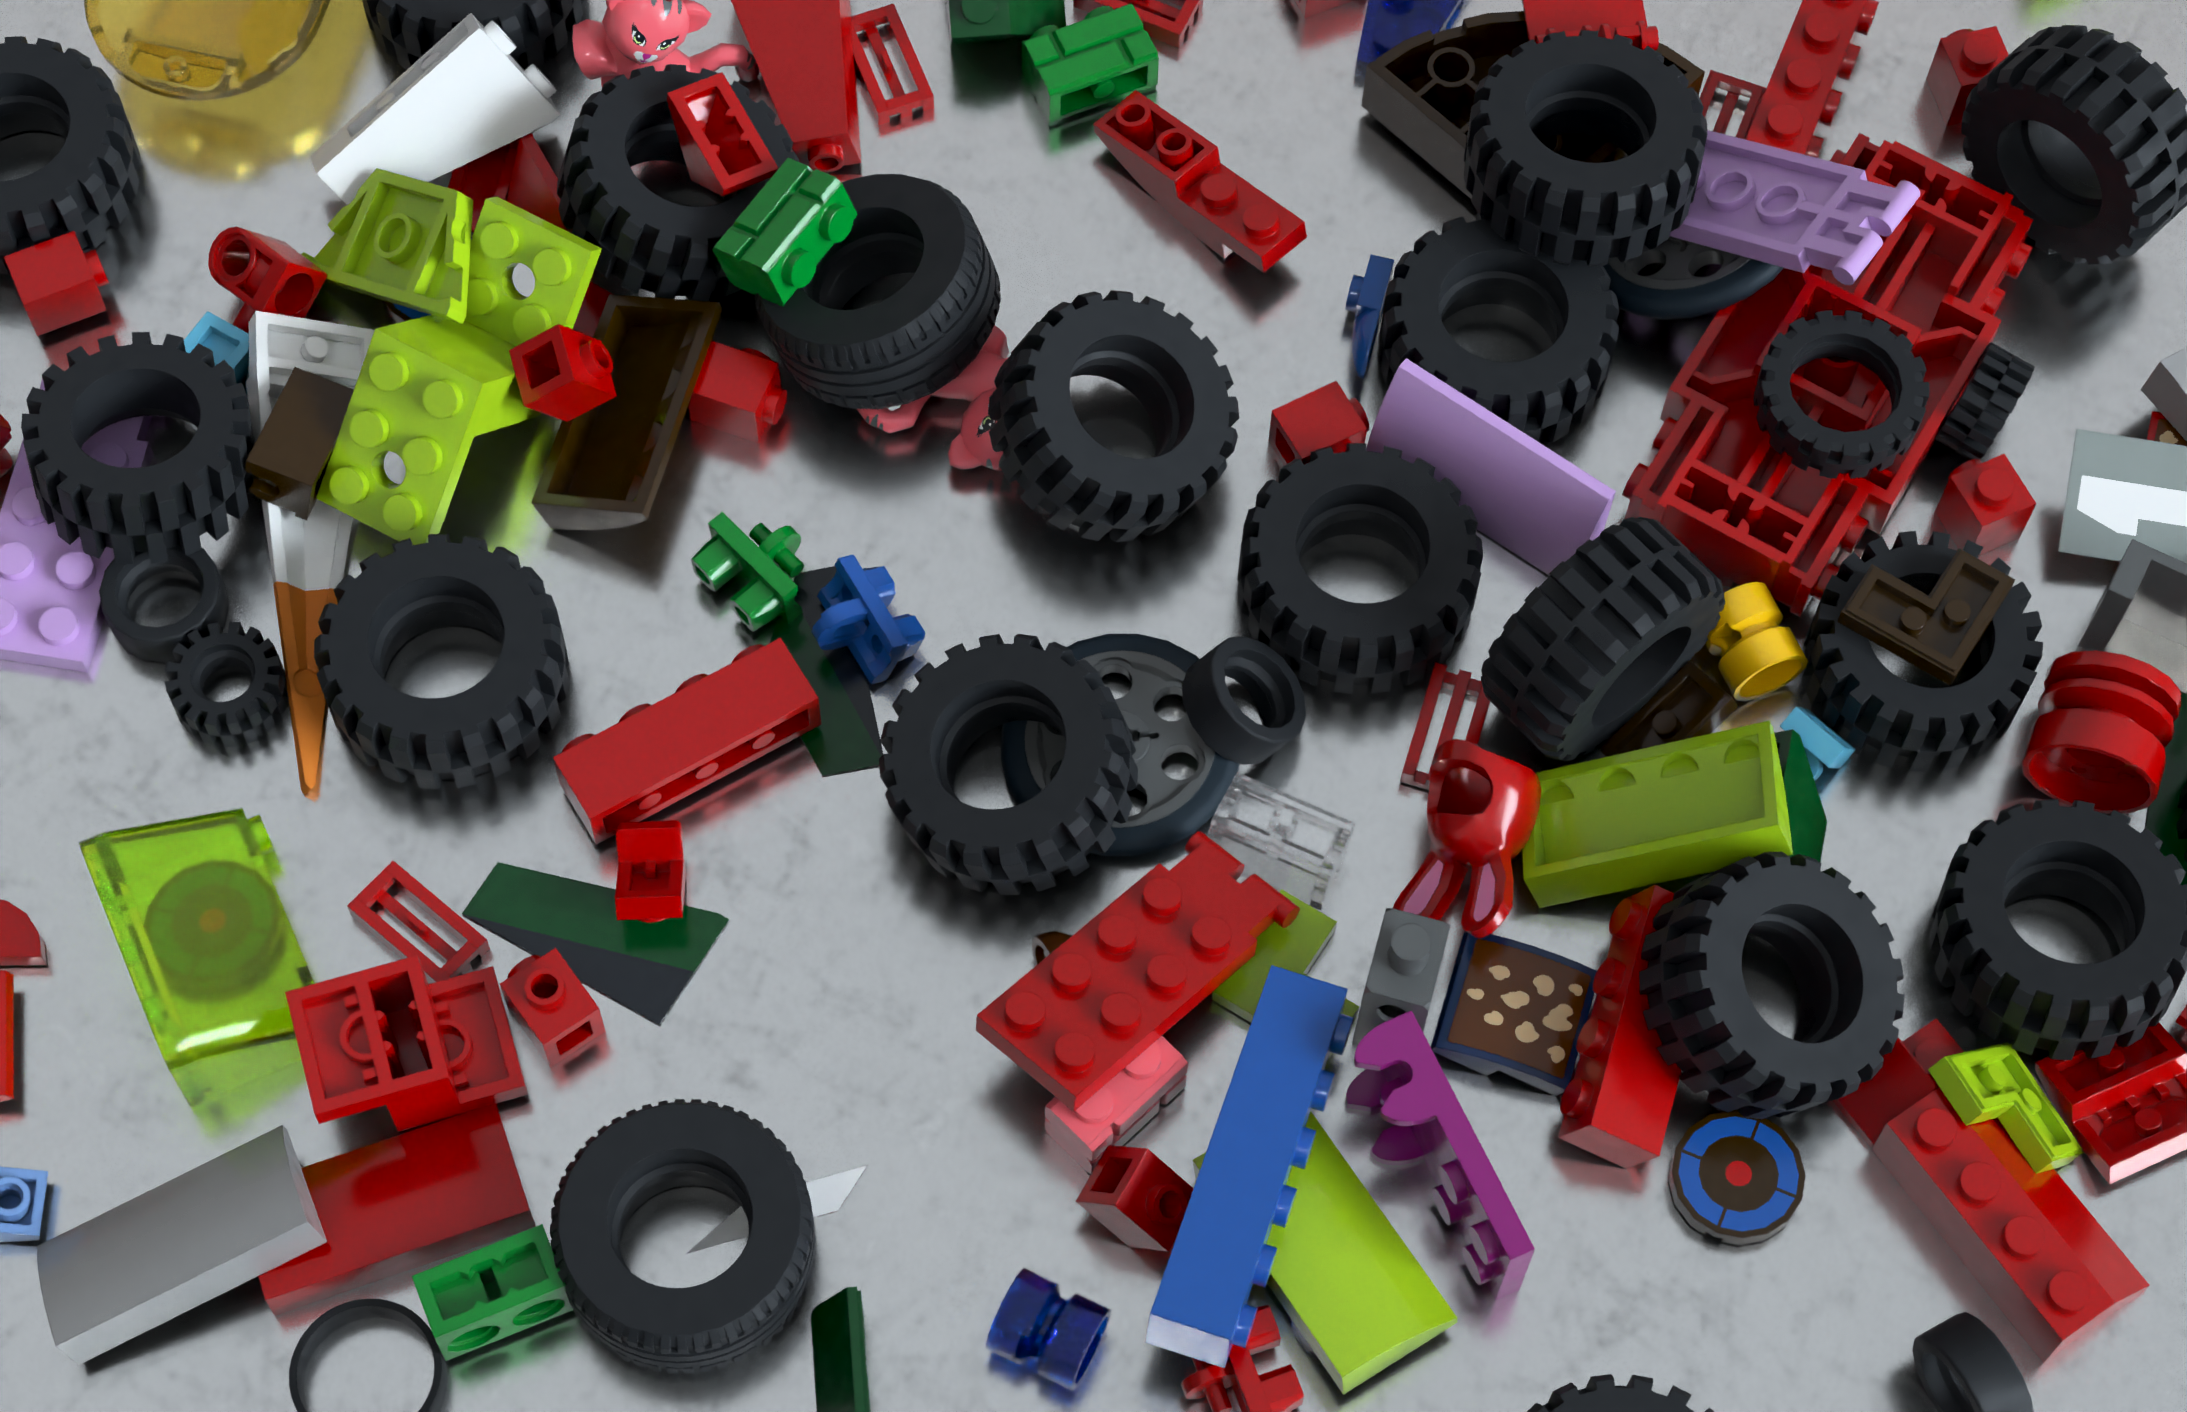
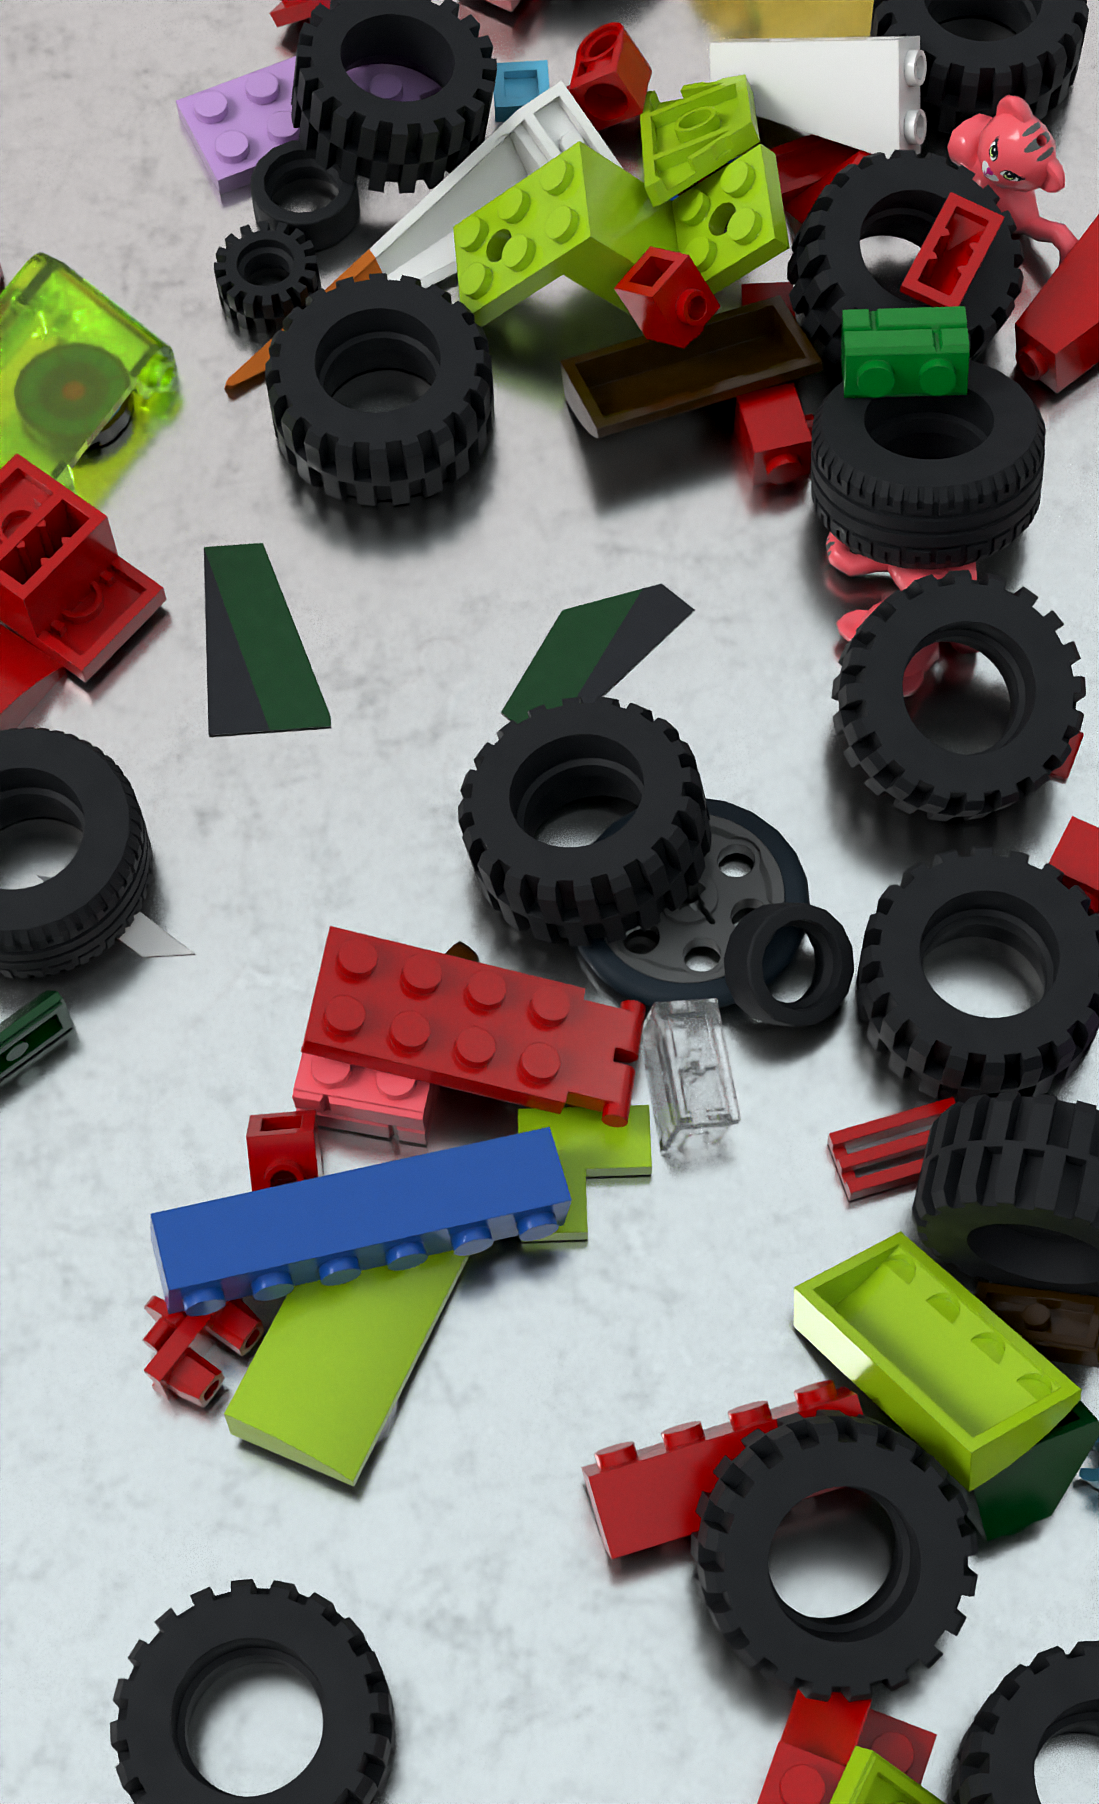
camera: 60 degrees right, 0 degrees up
(298, 442) = (473, 174): dark brown hinge -> none
(375, 892) = (163, 565): red tile -> none
(552, 1006) = (160, 648): red brick -> none
(650, 871) = (317, 644): red bracket -> none
(687, 739) = (445, 592): red brick -> none
(768, 587) = (631, 523): green hips -> none
(863, 595) = (640, 645): blue hips -> none
(1048, 1328) = (128, 1157): clear blue wheel -> none
(1402, 968) = (628, 1247): dark grey torso -> none
(1432, 1126) = (506, 1340): magenta hinge -> none
(1479, 821) = (811, 1216): red piece -> none
(1514, 1011) = (675, 1359): slope -> none
(1736, 1177) = (656, 1648): tile -> none

